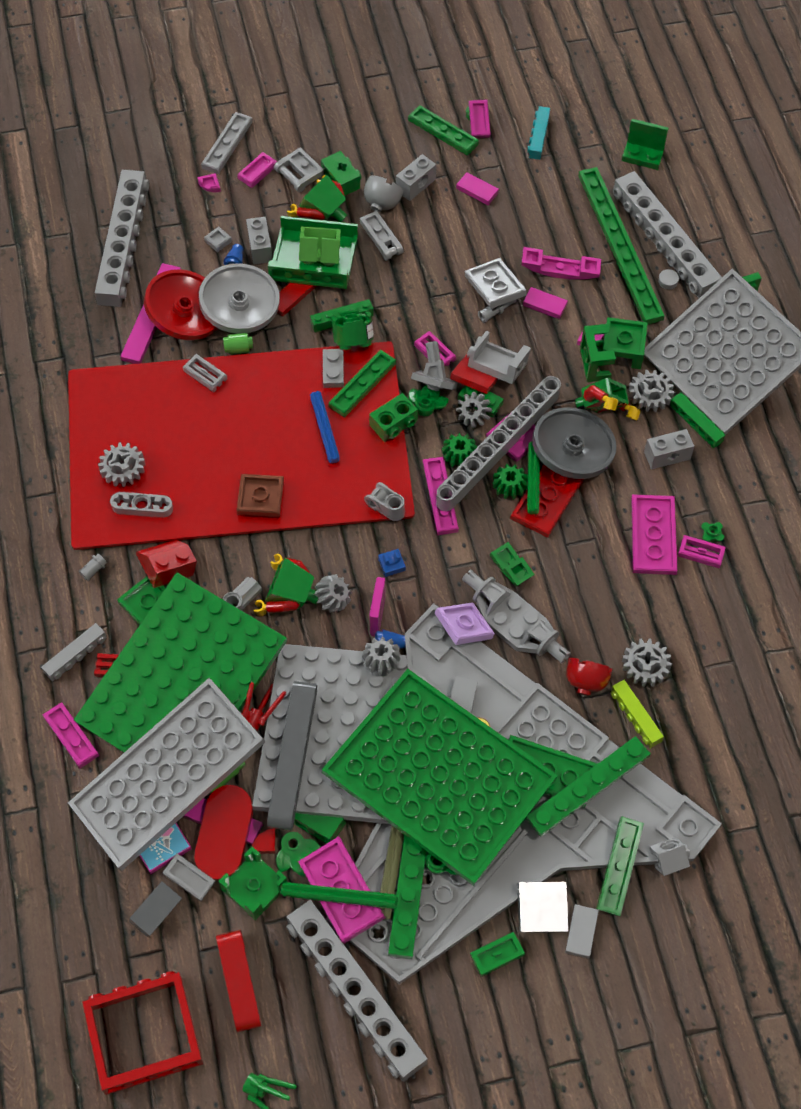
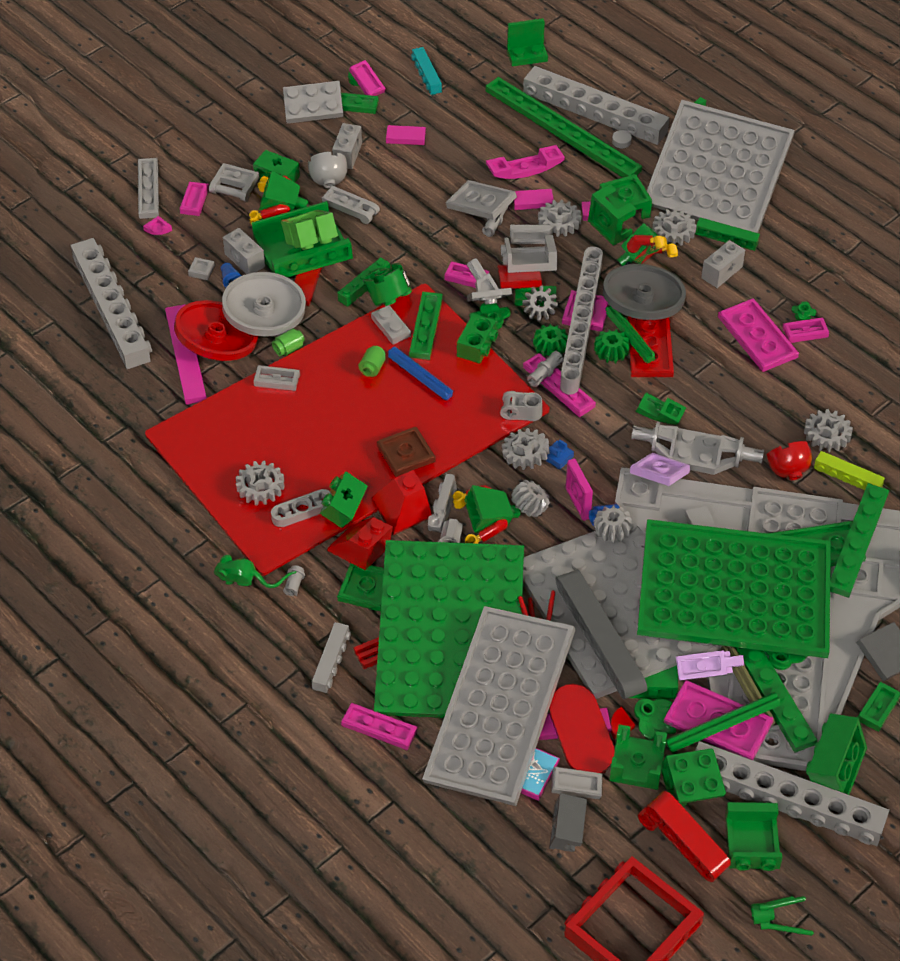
camera: 30 degrees left, 10 degrees down
(55, 539) = (242, 572): none -> green animal
(186, 510) = (343, 499): none -> green brick
(225, 543) = (403, 502): none -> red slope
(260, 560) = (443, 504): none -> light grey hinge
(281, 930) = (693, 776): none -> green bracket
(290, 396) = (372, 361): none -> bright green brick
(299, 1012) = (753, 836): none -> green panel
(364, 833) = (707, 664): none -> lavender hinge
(366, 543) = (525, 448): none -> light grey gear
(416, 121) = (313, 102): none -> light grey plate
(419, 983) = (838, 753): none -> green slope
(434, 475) = (545, 369): none -> light grey pin
(514, 336) = (529, 234): none -> light grey tile
(553, 333) = (560, 216): none -> light grey gear

